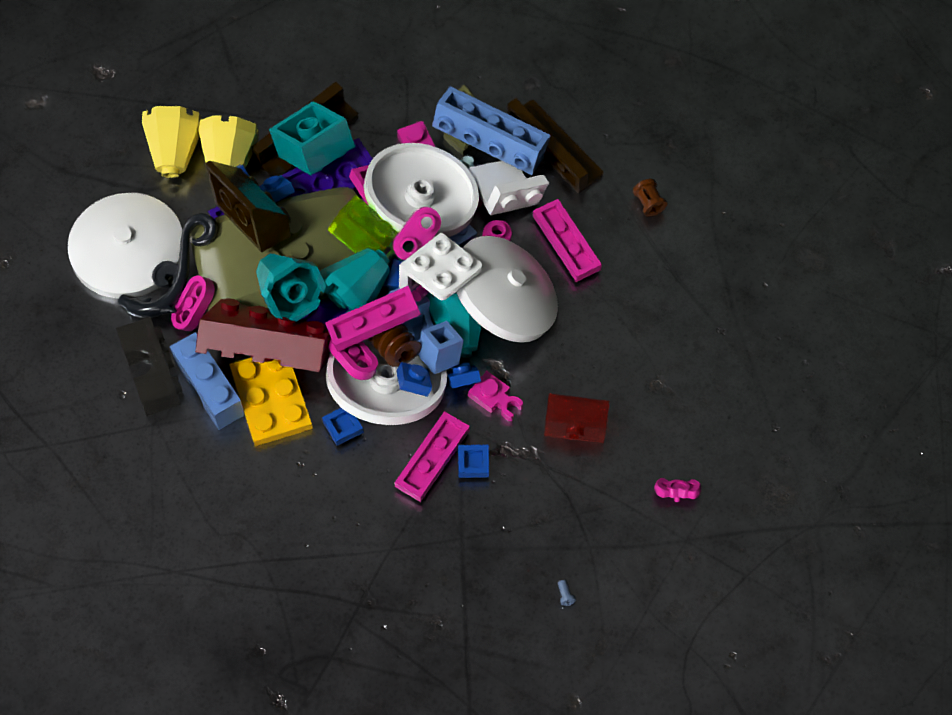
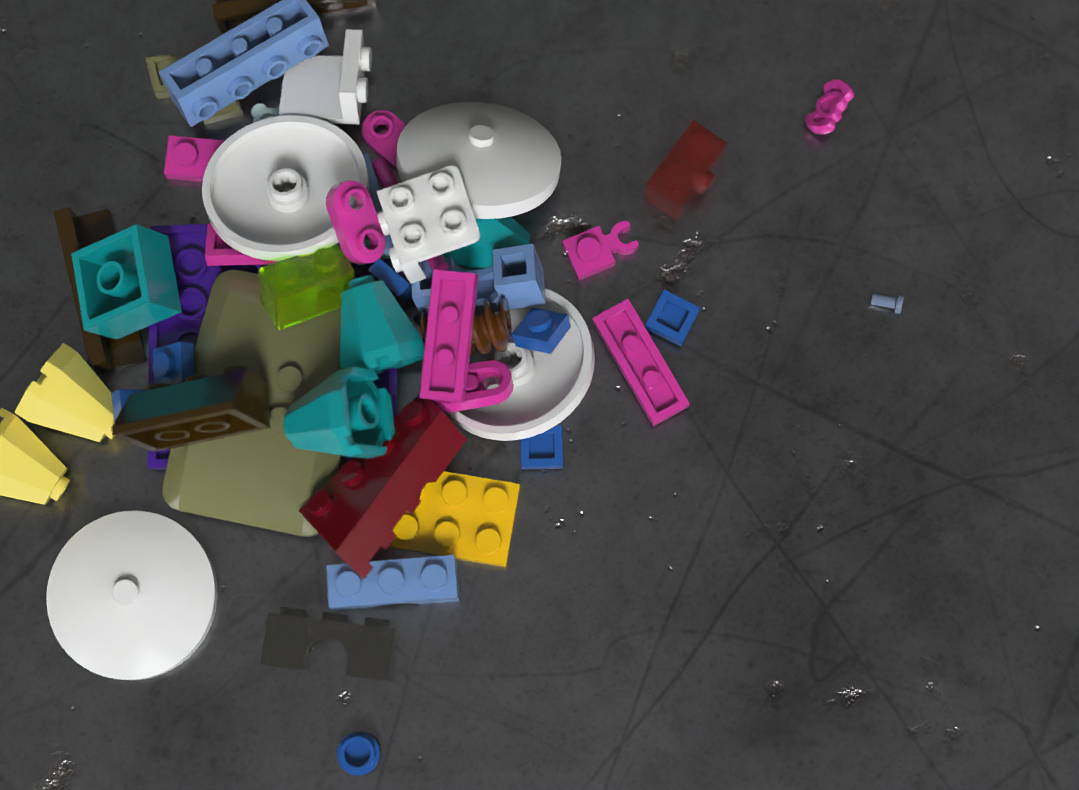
camera: 60 degrees left, 15 degrees up
(90, 417) = (358, 753): none -> blue plate
(168, 268) = (221, 543): black plant -> none
(193, 303) = (274, 546): dark pink plate -> none
(463, 375) = (560, 270): blue plate -> none
(567, 240) = (439, 54): dark pink plate -> none

